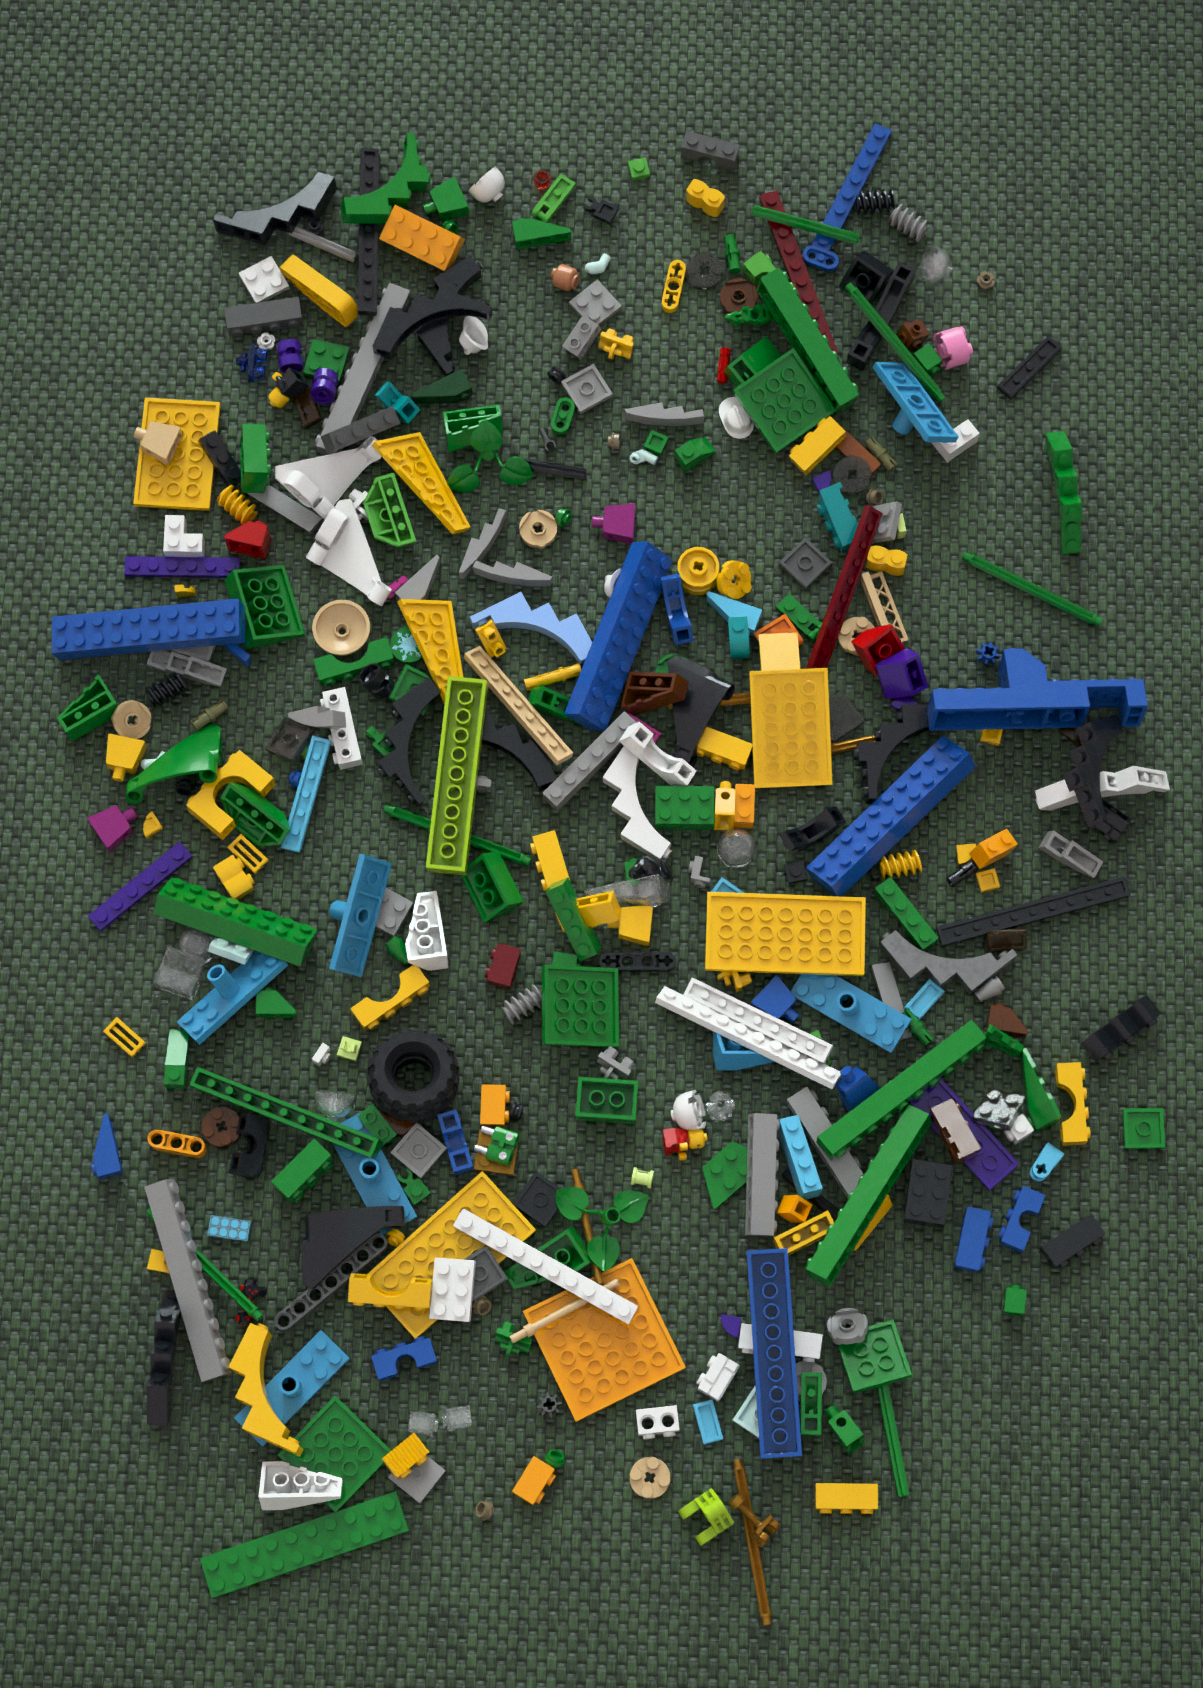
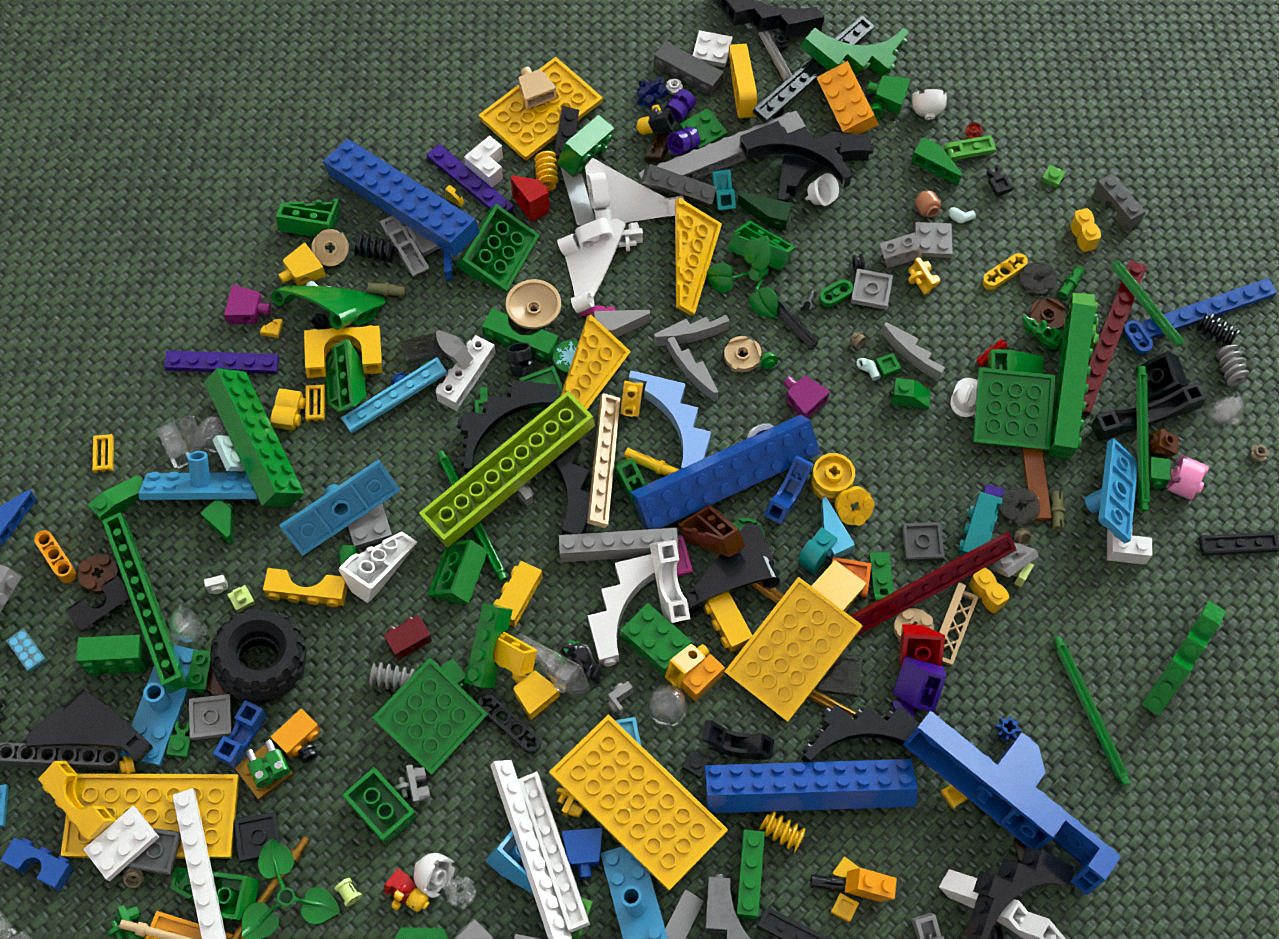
camera: 40 degrees right, 10 degrees down
(388, 513) = (644, 255): bright green wedge -> none
(817, 445) = (1011, 463): yellow brick -> none

